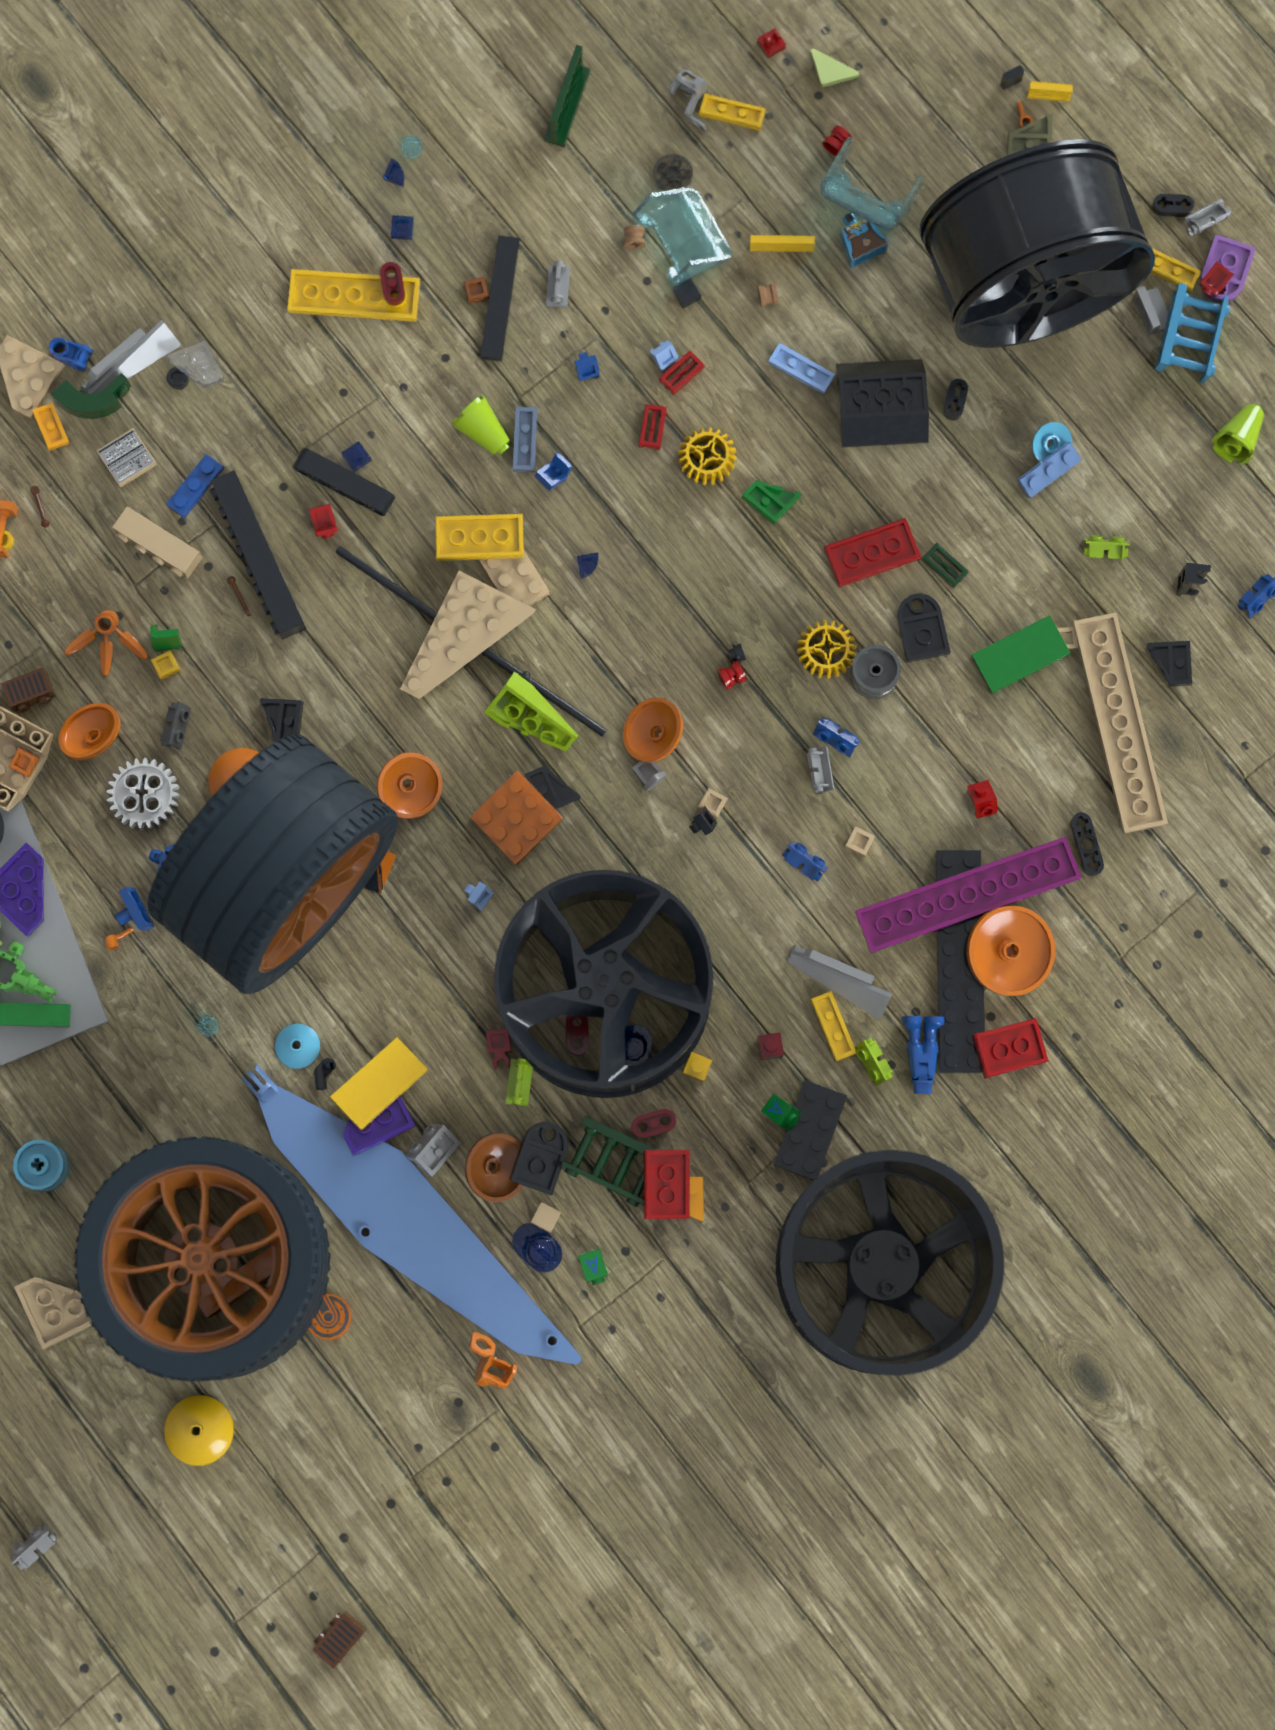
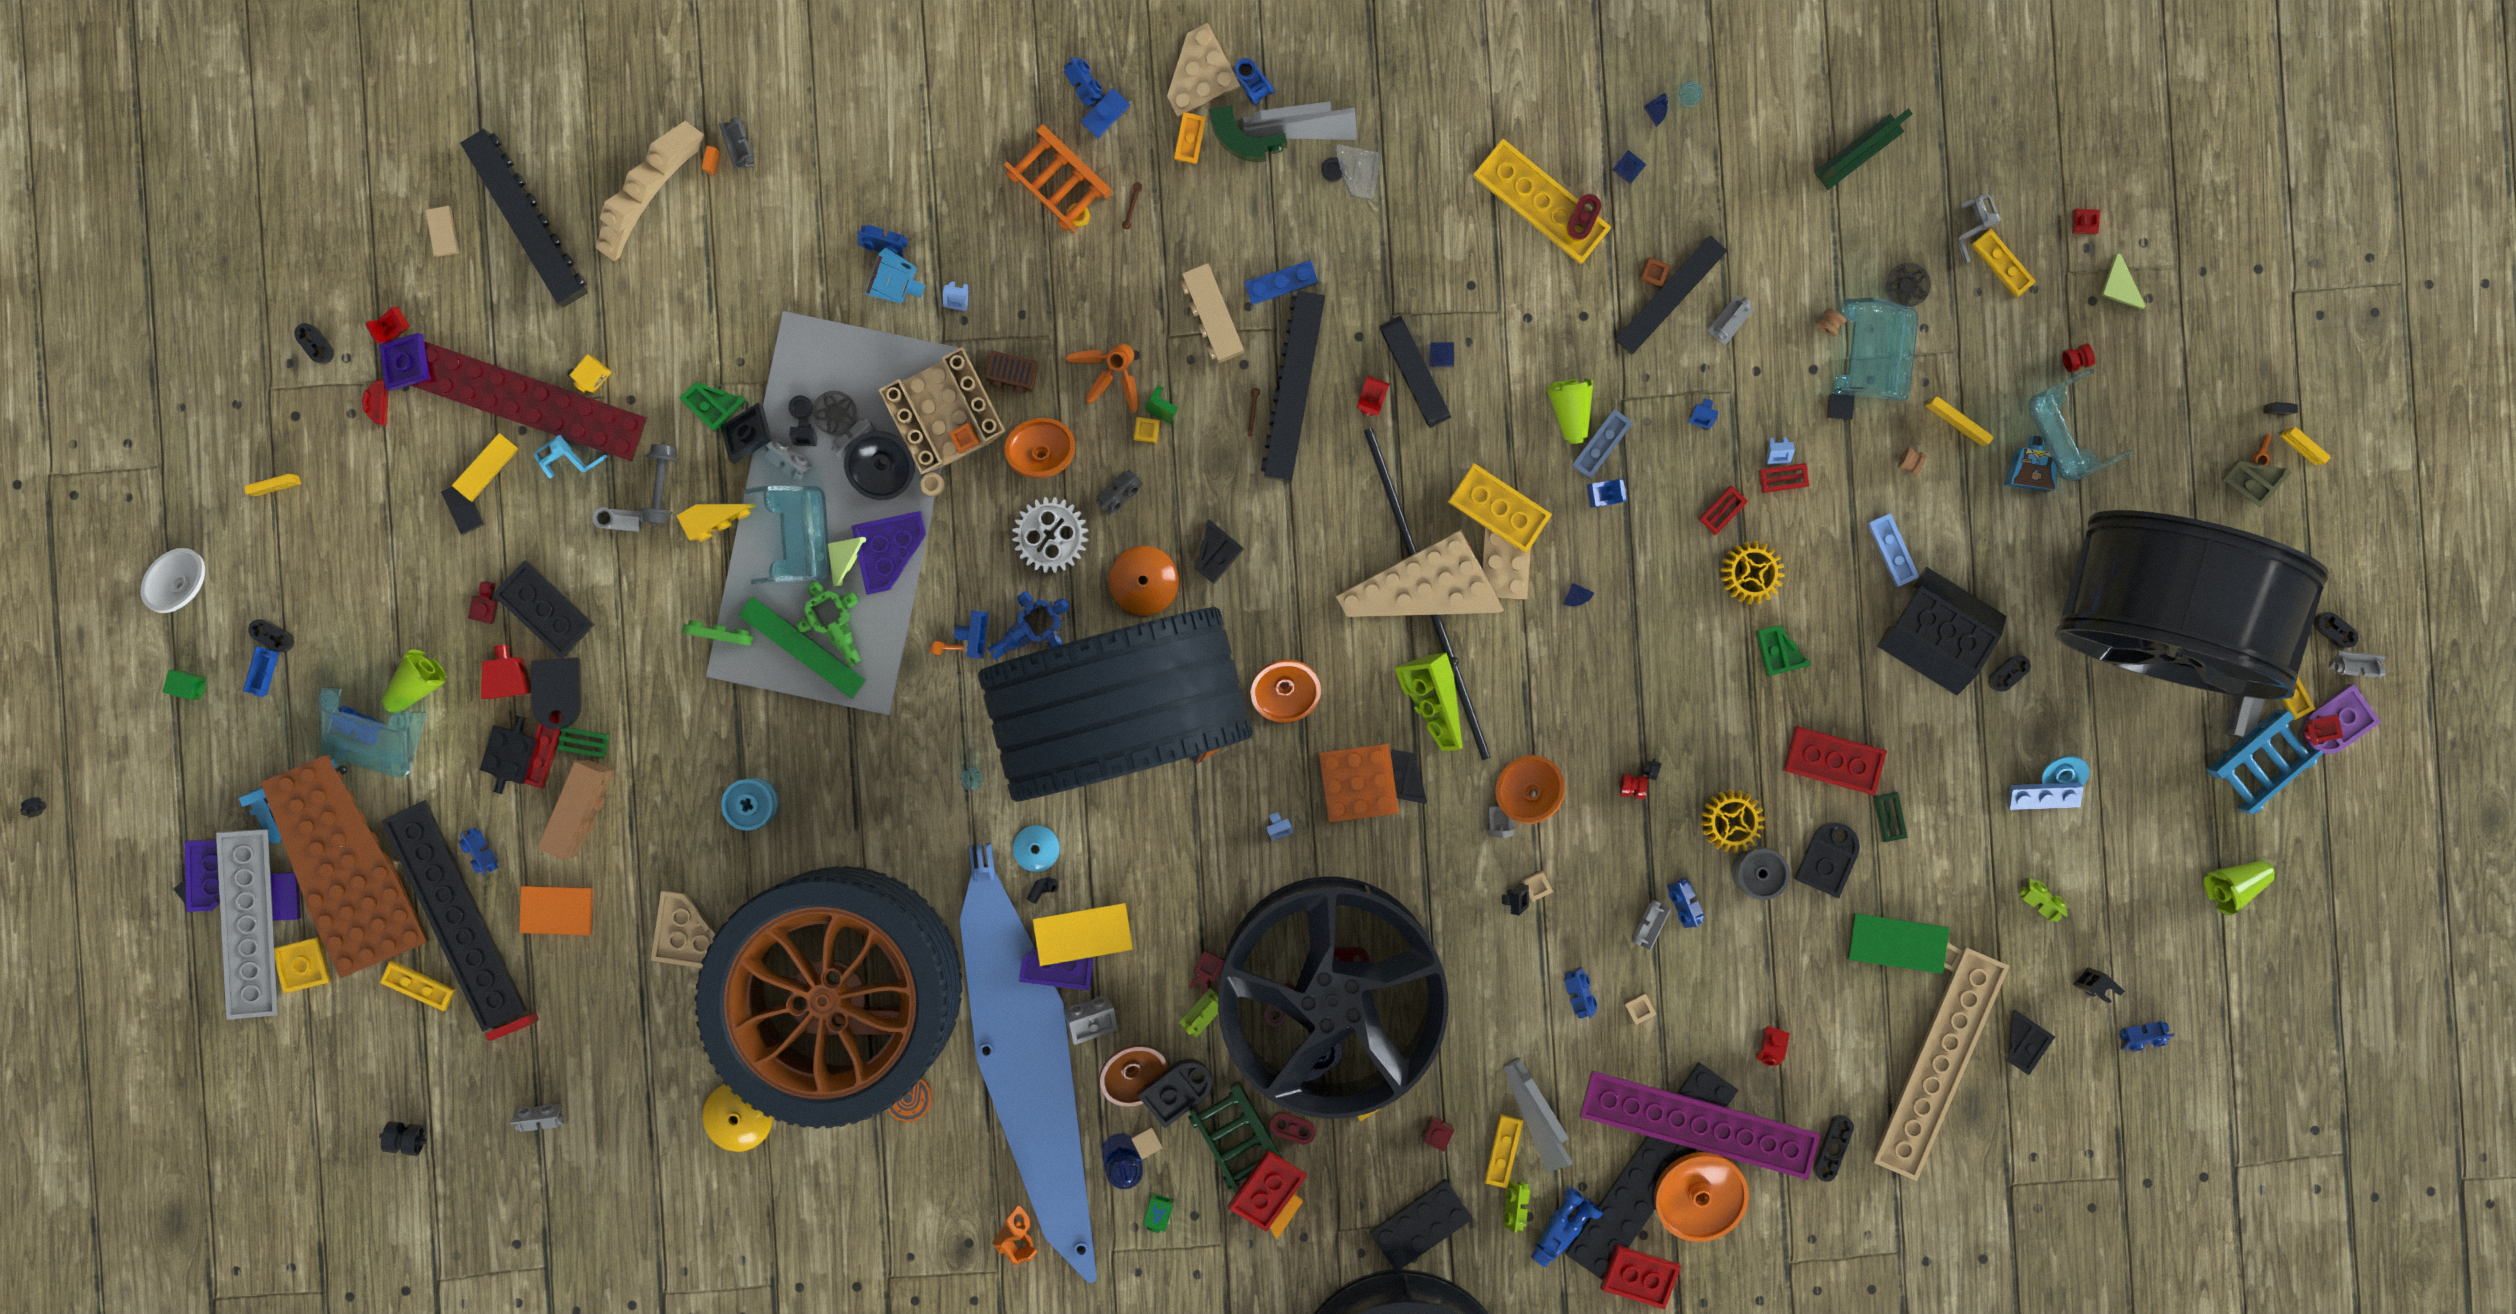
camera: 35 degrees right, 10 degrees up
(22, 817) = (932, 484): none -> tan tile
(126, 457) = (1238, 214): light grey tile -> none
(781, 1112) = (1407, 1197): green brick -> none

